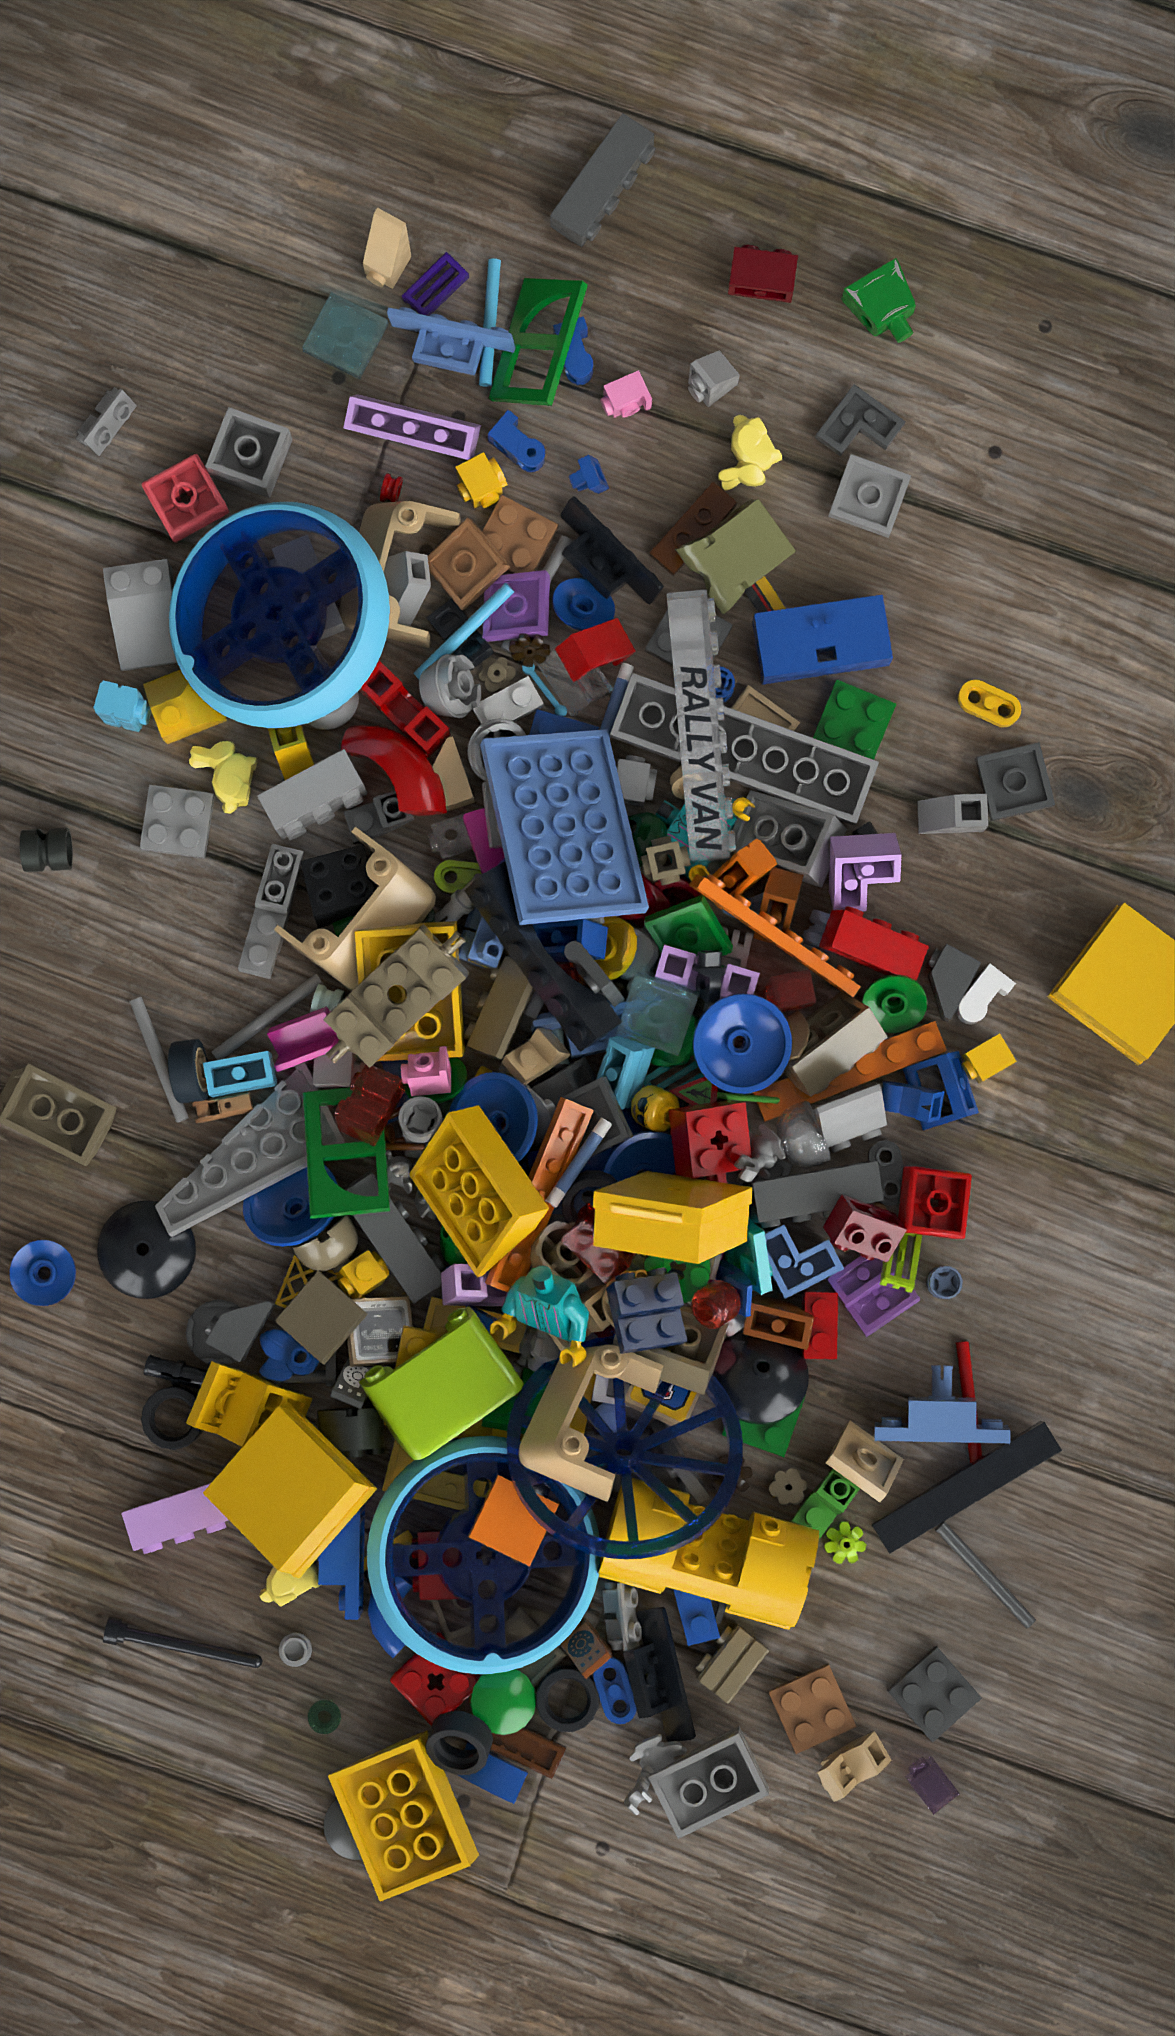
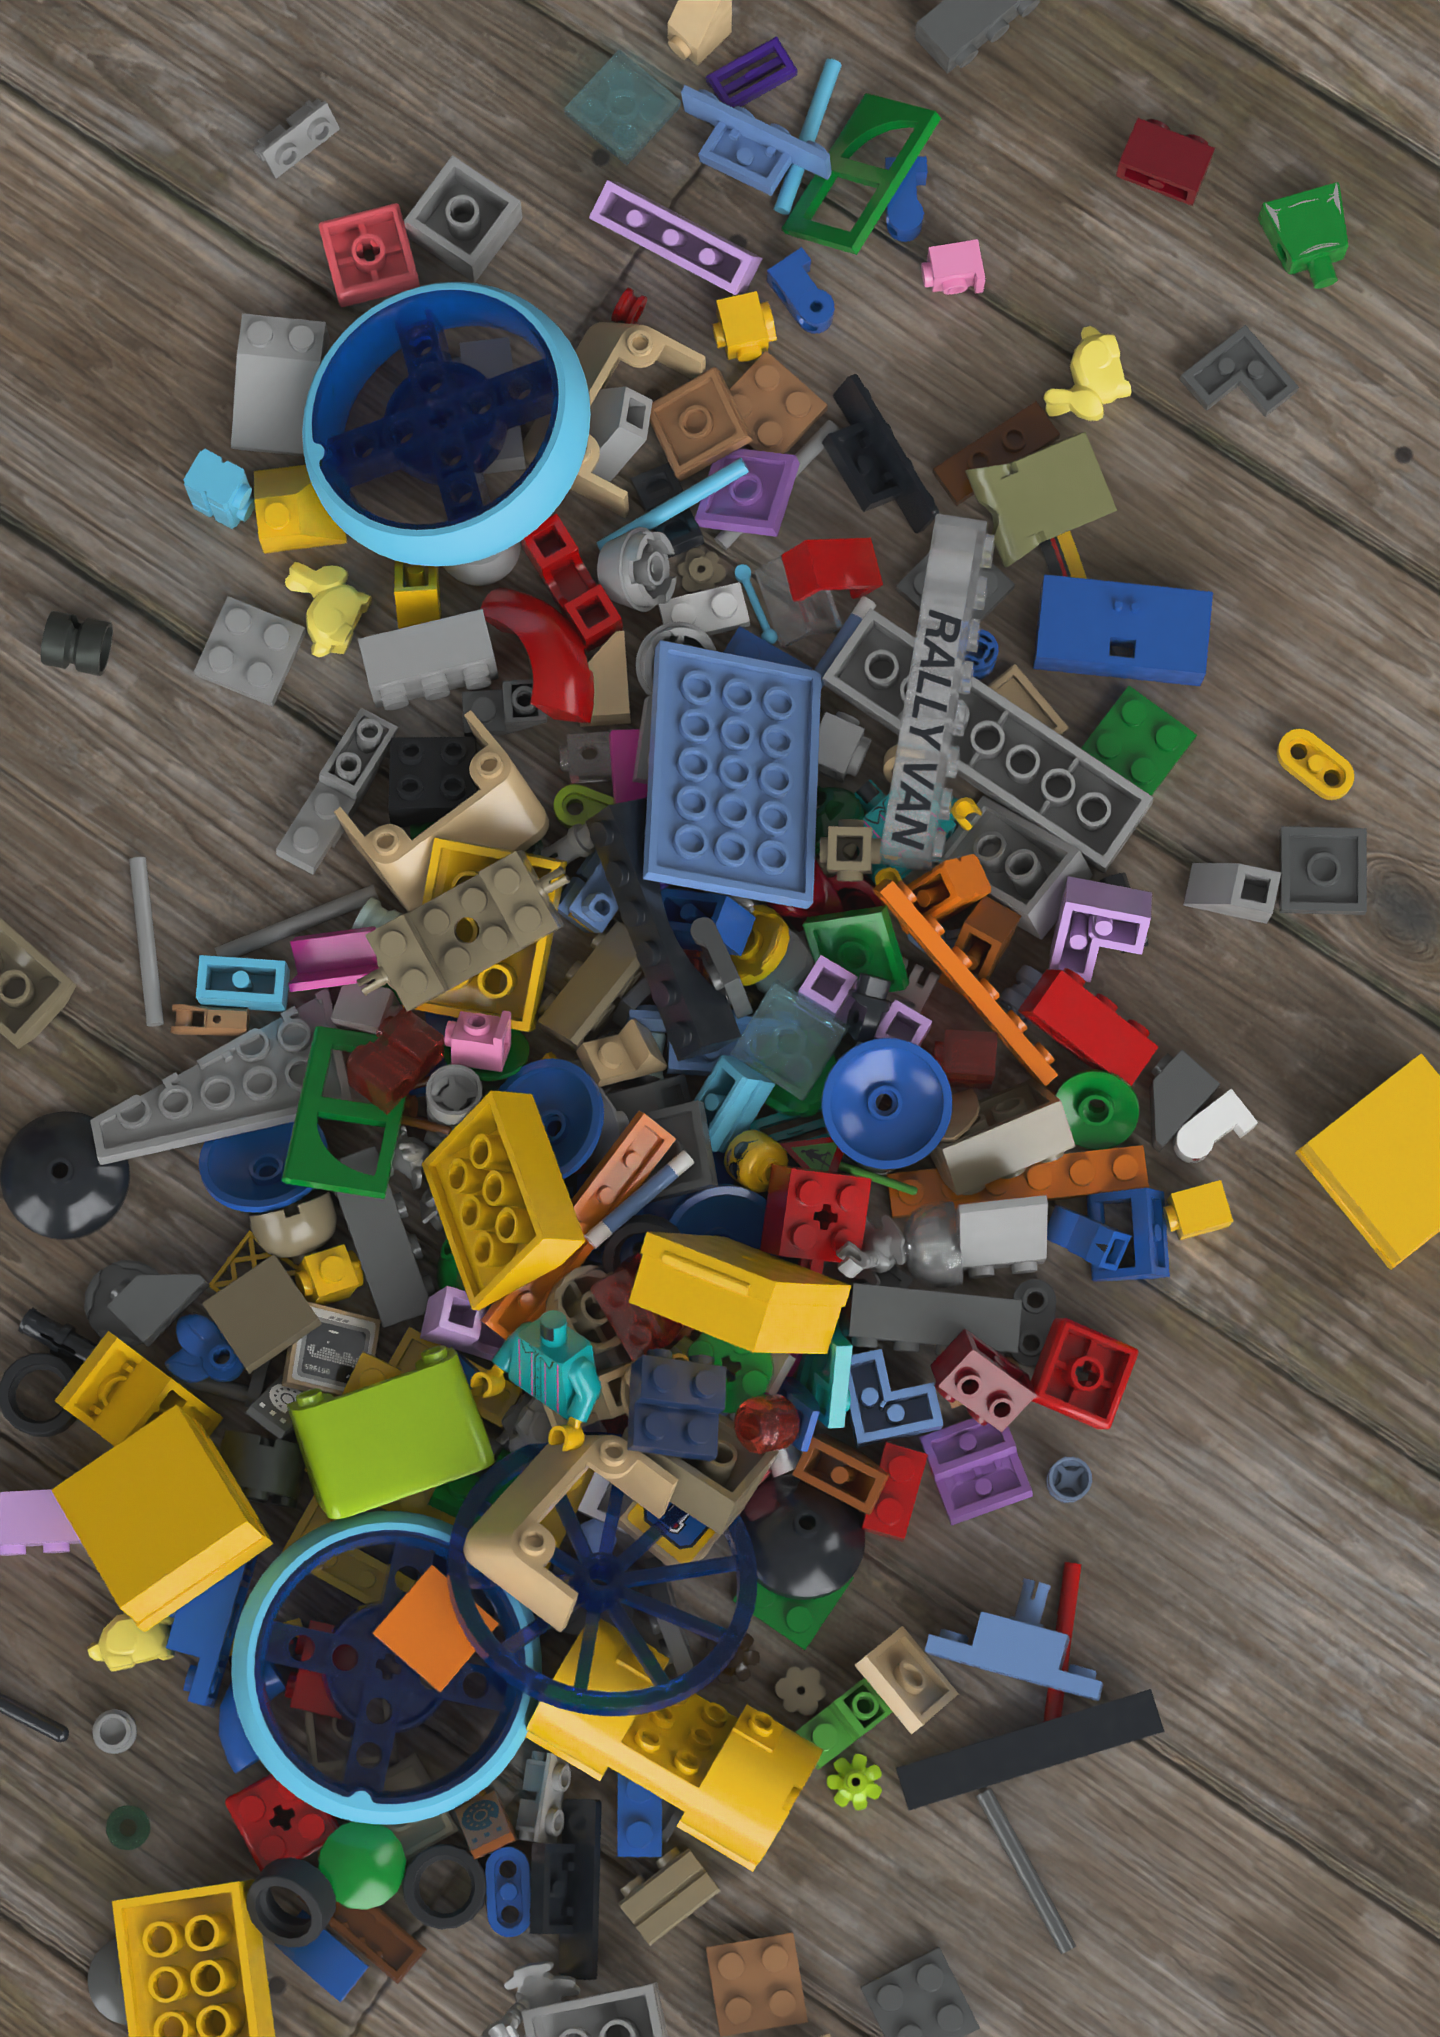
camera: 15 degrees right, 5 degrees down
(187, 1070) = (177, 961): black wheel -> none
(529, 649) = (749, 549): dark brown plant -> none
(581, 604) = (830, 510): blue dish -> none
(589, 476) = (882, 354): blue tile -> none
(711, 378) = (1067, 272): light grey slope -> none
(869, 496) = (1229, 468): light grey plate -> none
(897, 1280) = (1008, 1458): lime tile -> none

